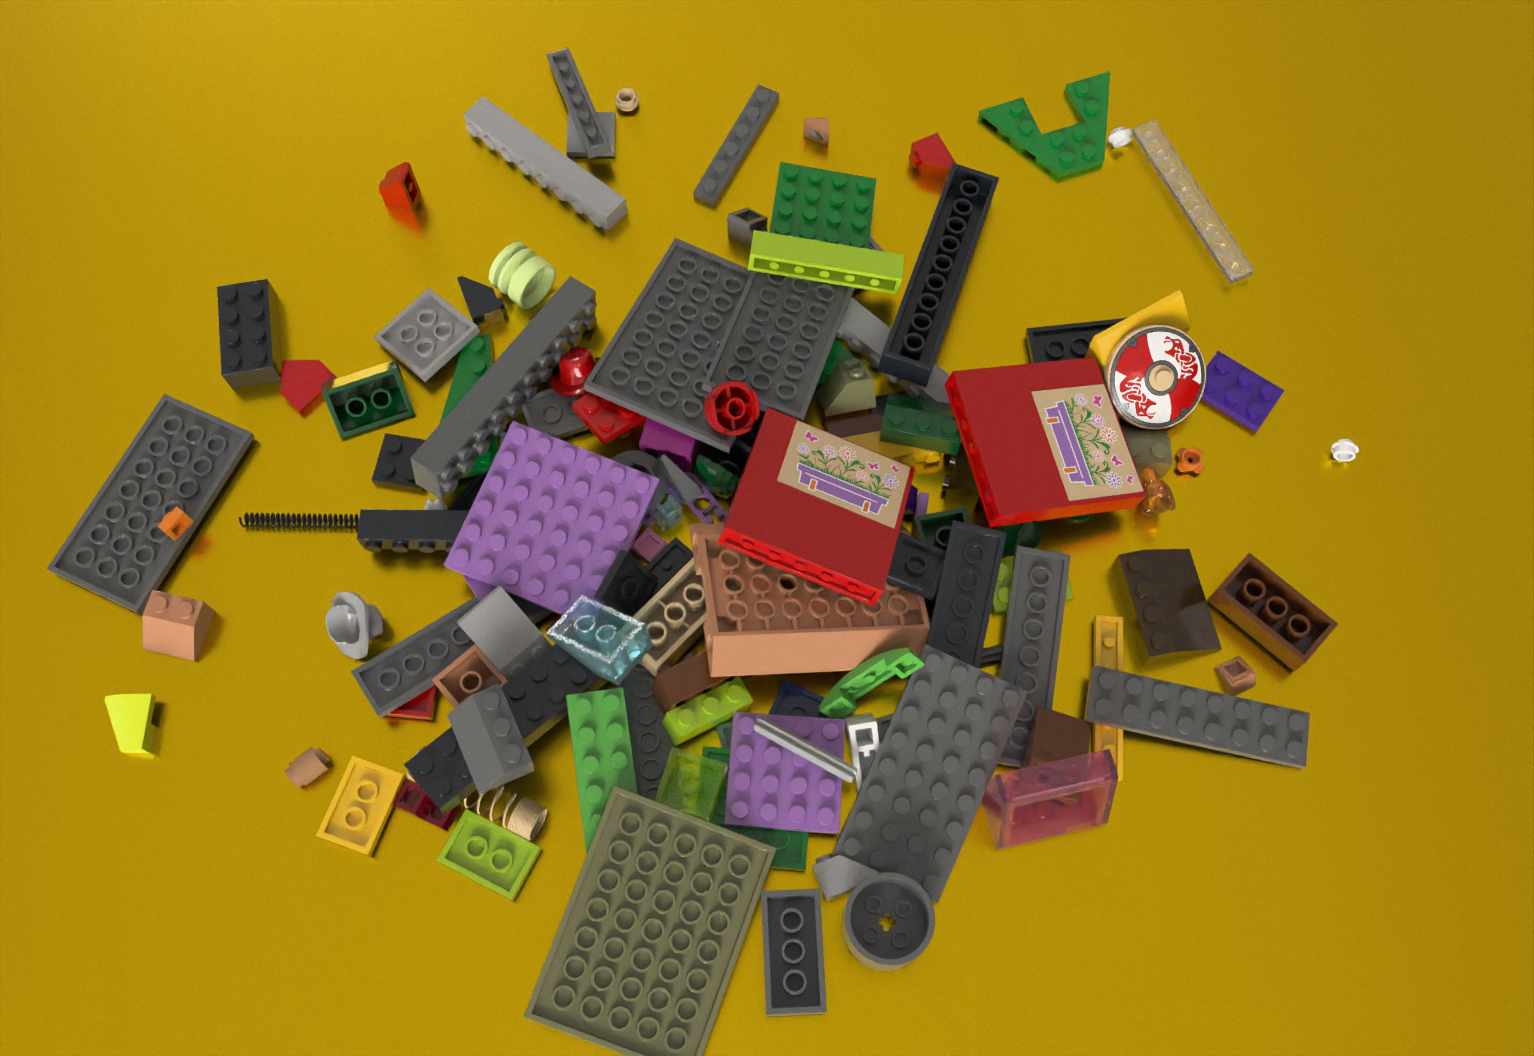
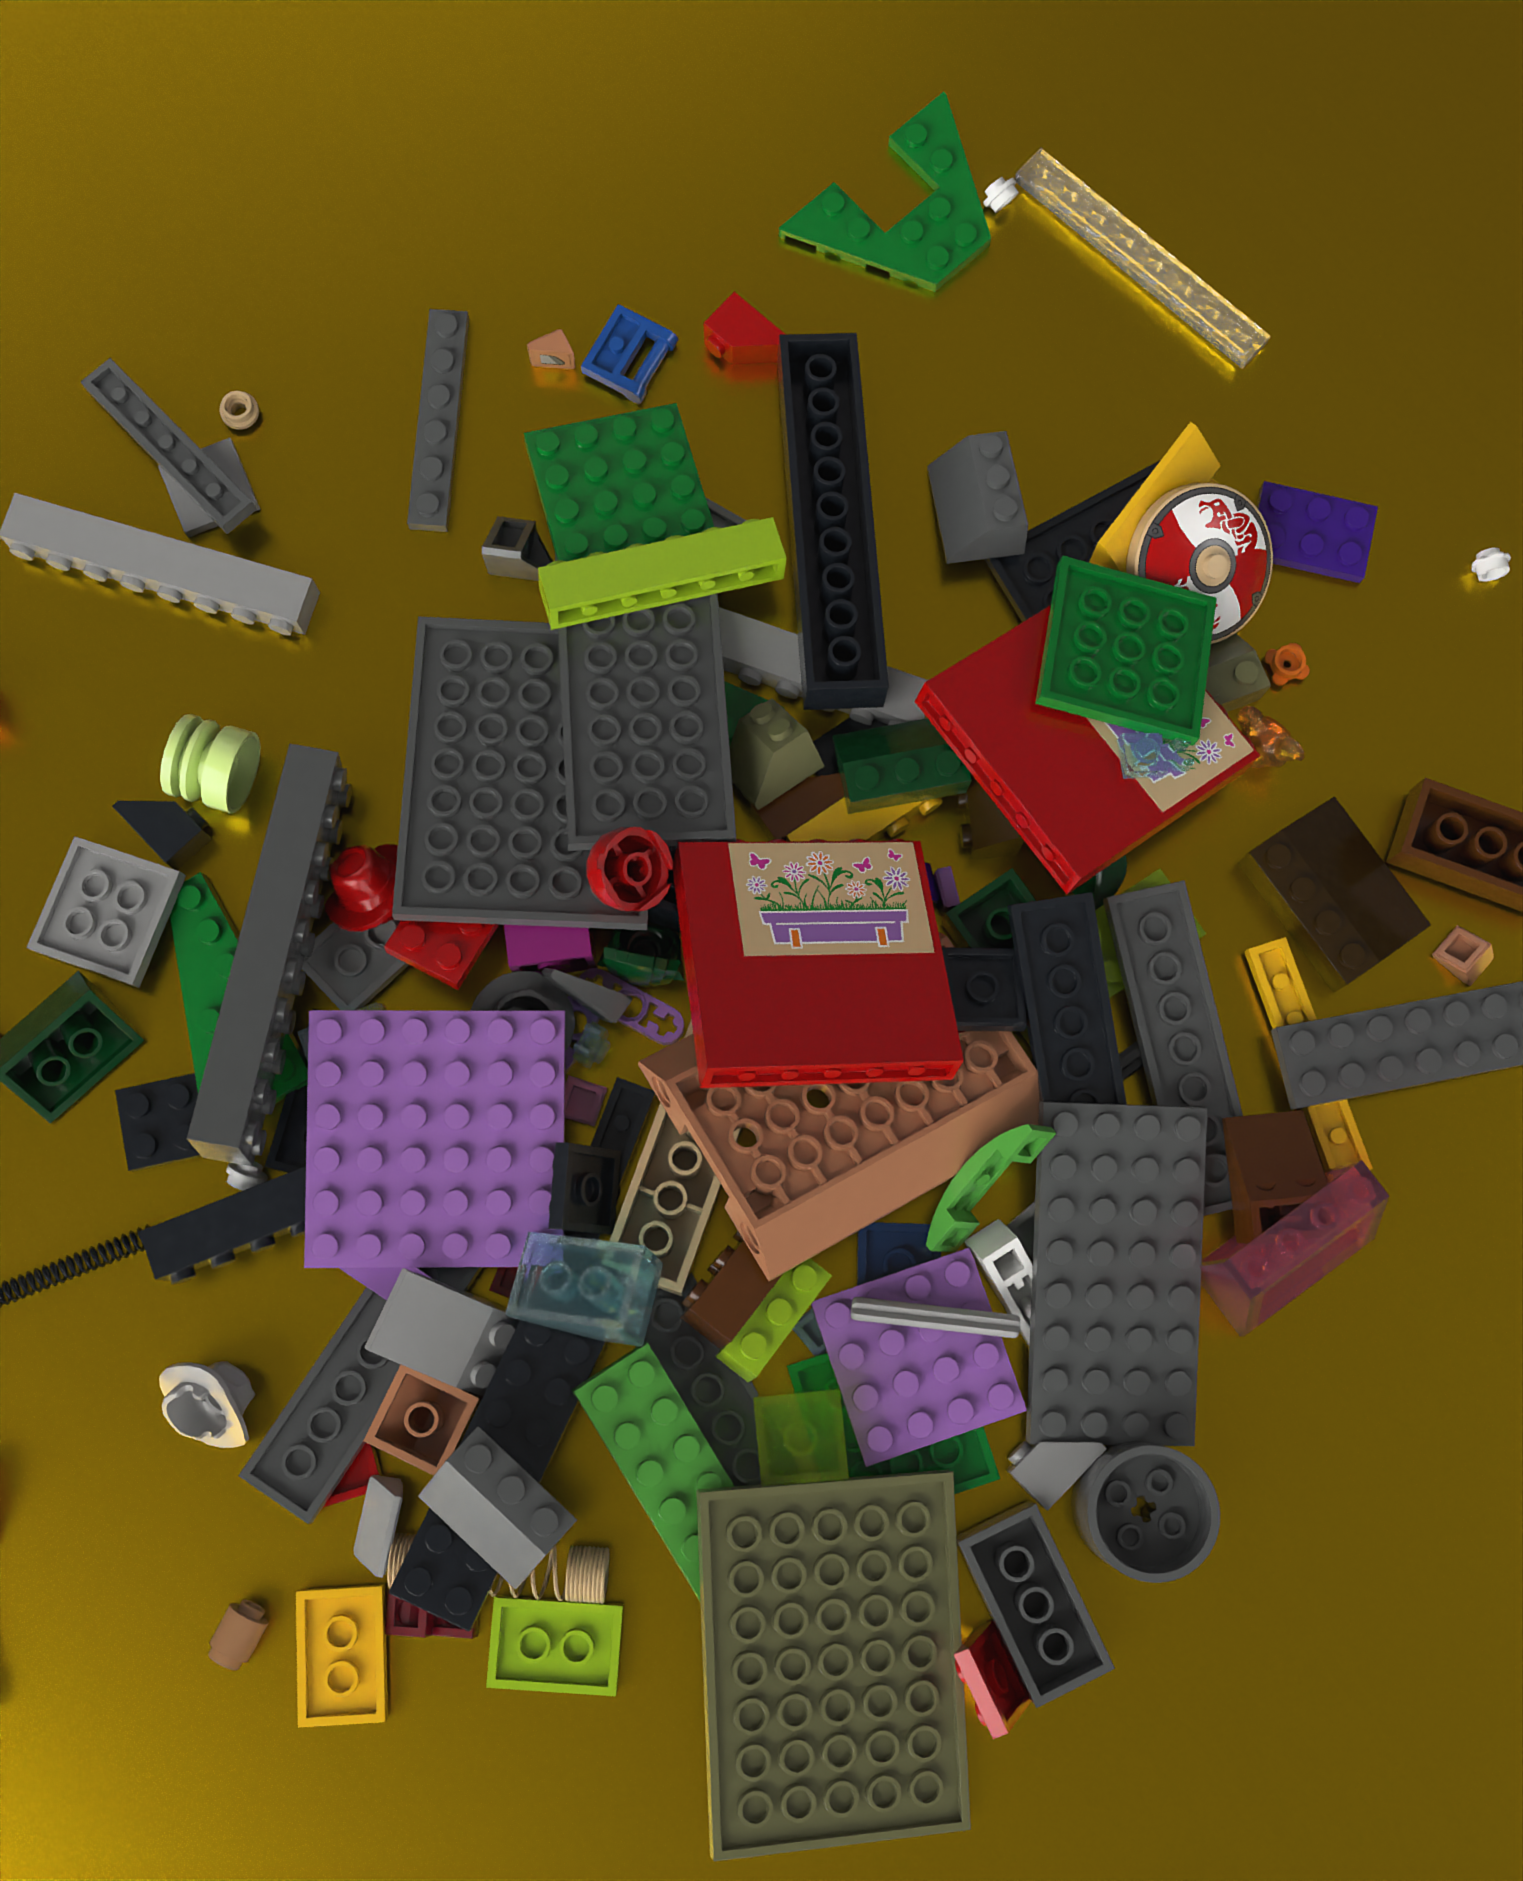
camera: 25 degrees left, 10 degrees up
(419, 734) = (378, 1523): none -> light grey slope
(746, 987) = (992, 1679): none -> red plate
(857, 141) = (618, 347): none -> blue plate
(1034, 296) = (978, 499): none -> dark grey slope
(1073, 466) = (1147, 757): none -> clear light blue plate
(1086, 402) = (1126, 650): none -> green plate

